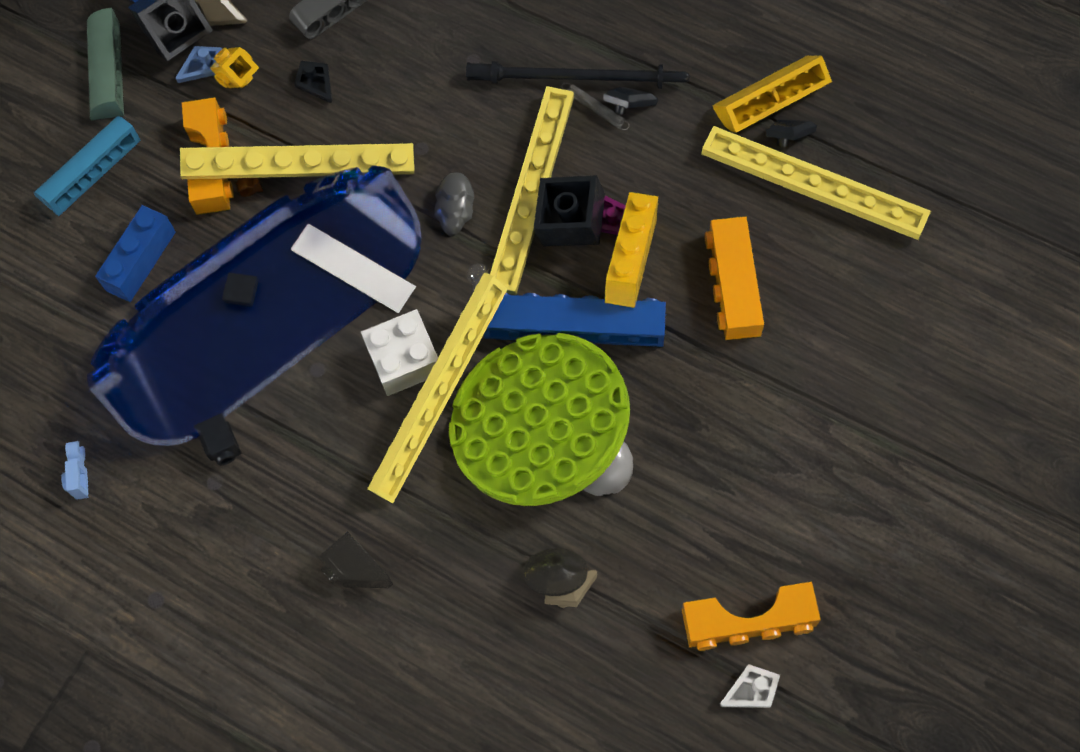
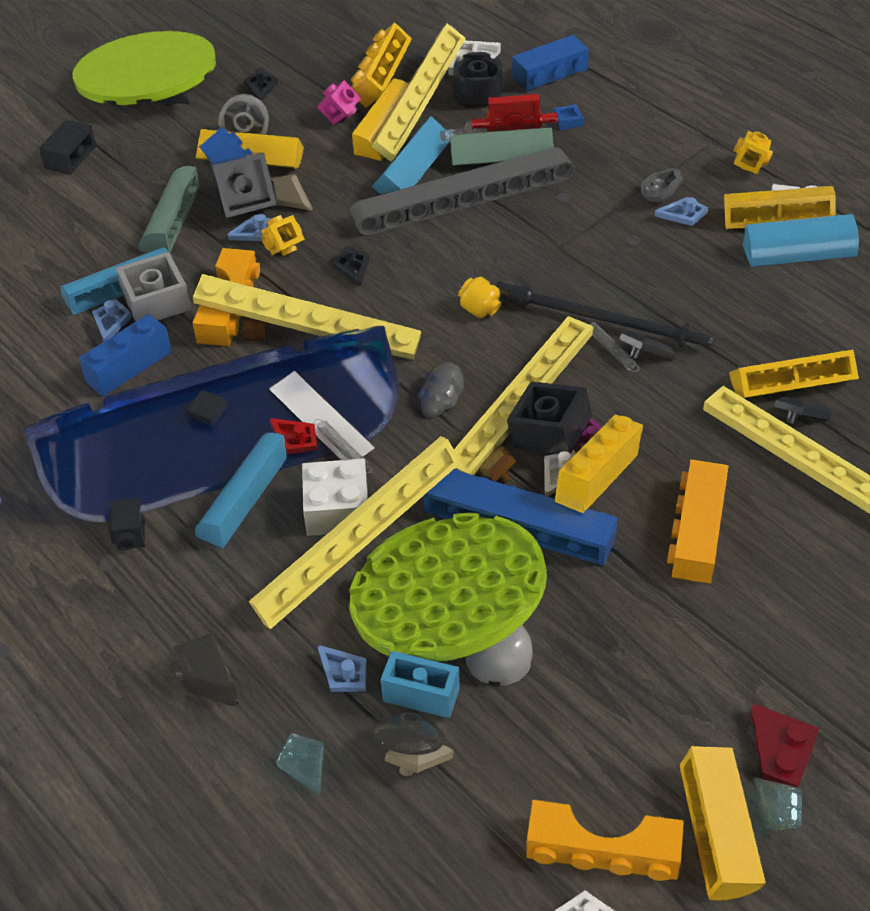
camera: 15 degrees right, 20 degrees down
(100, 212) = (111, 318): none -> medium blue piece
(131, 169) = (154, 287): none -> light grey brick
(311, 370) = (242, 490): none -> dark azure brick
(337, 296) = (297, 435): none -> red piece
(387, 291) = (337, 440): none -> light grey piece
(454, 87) = (479, 297): none -> yellow head
(472, 622) = (303, 761): none -> clear light blue piece
(474, 524) = (343, 670): none -> medium blue piece
(536, 272) = (496, 465): none -> reddish brown piece
(549, 522) = (420, 684): none -> dark azure brick
(594, 261) = (552, 465): none -> white piece
(838, 567) = (721, 823): none -> yellow brick
(867, 478) = (782, 745): none -> dark red wing
(879, 535) = (778, 804): none -> clear light blue piece

